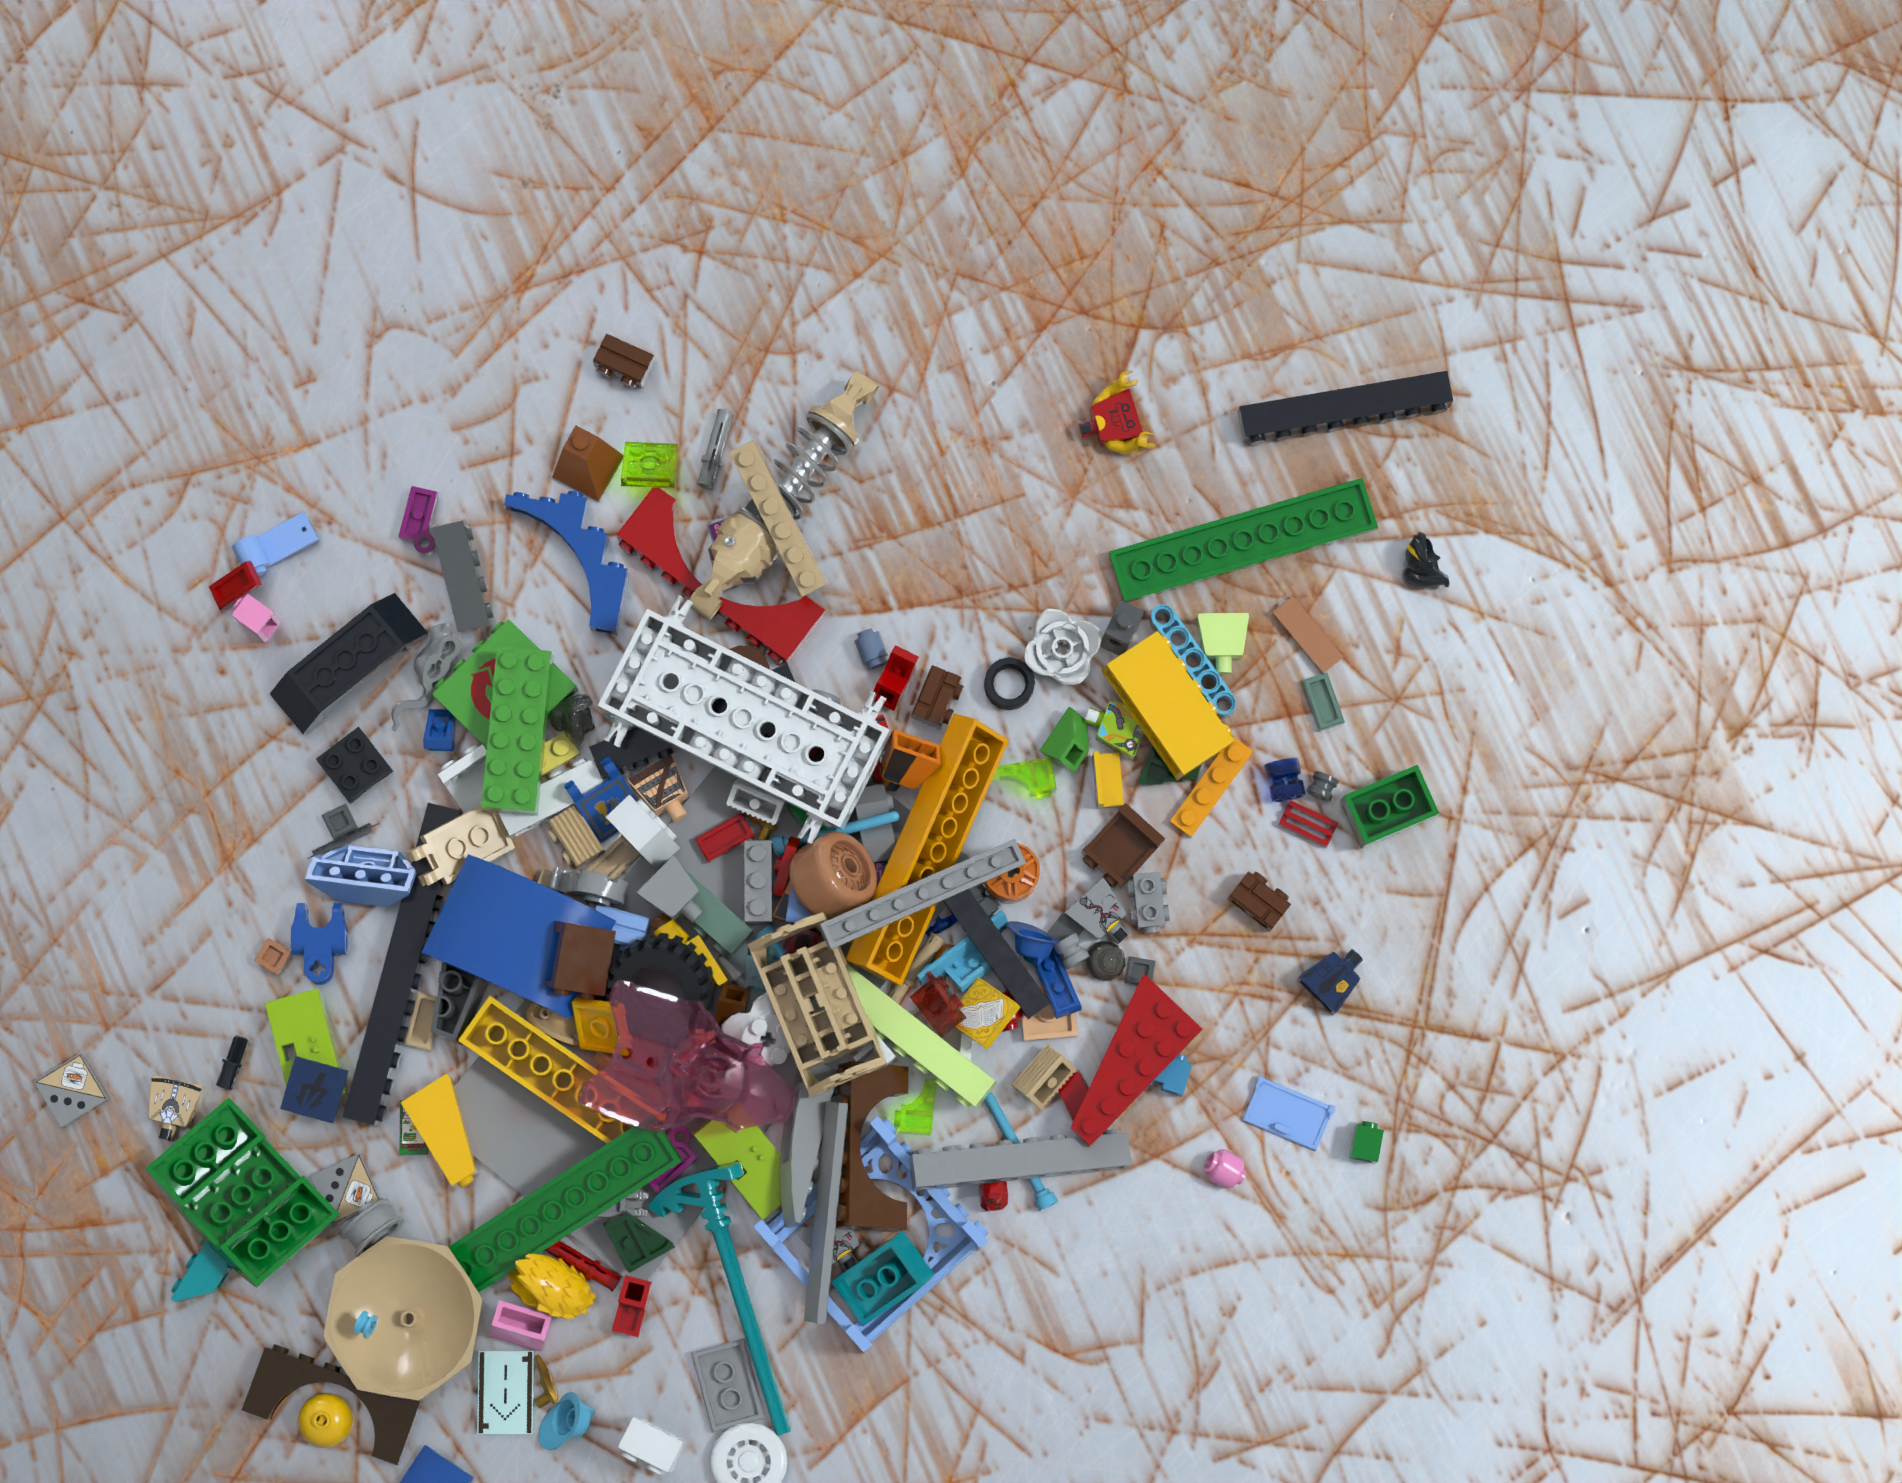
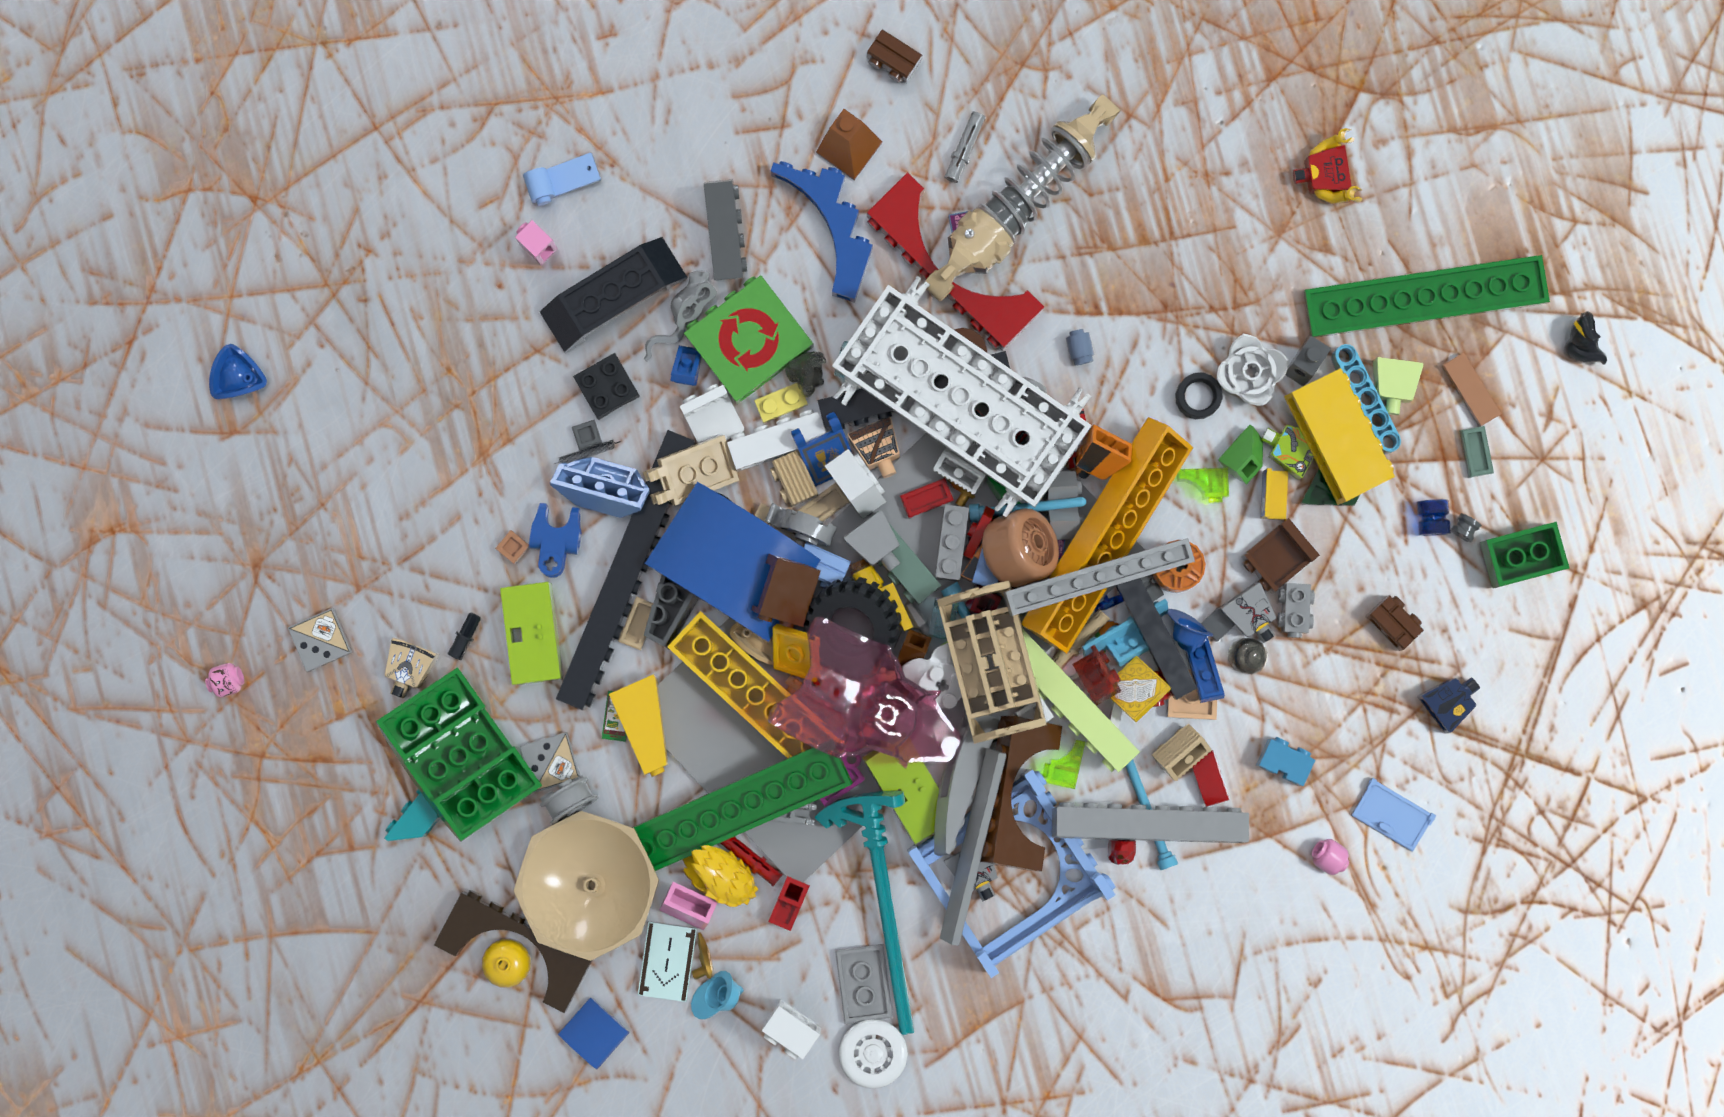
camera: 10 degrees right, 5 degrees up
(235, 585) = (521, 210): red tile -> none
(314, 1089) = (534, 672): dark blue tile -> none
(365, 1324) = (552, 887): medium azure bush -> none
(418, 518) = (692, 172): magenta hinge -> none
(517, 731) = (755, 377): bright green brick -> none
(635, 1240) = (800, 846): dark green wing -> none
(649, 465) = (904, 153): clear neon green plate -> none
(778, 518) = (1015, 218): tan arch -> none
(883, 1278) = (1015, 911): teal slope -> none
(895, 677) = (1098, 375): red brick -> none
(936, 697) = (1132, 399): reddish brown brick -> none
(1072, 952) = (1222, 645): light grey wheel -> none
(1136, 968) = (1278, 670): dark grey tile -> none
(1143, 1046) = (1272, 740): red wing -> none
(1211, 787) = (1365, 515): light orange plate -> none
(1329, 833) = (1465, 570): red tile -> none
(1344, 407) = (1535, 188): black brick -> none
(1366, 1142) = (1459, 851): green brick -> none

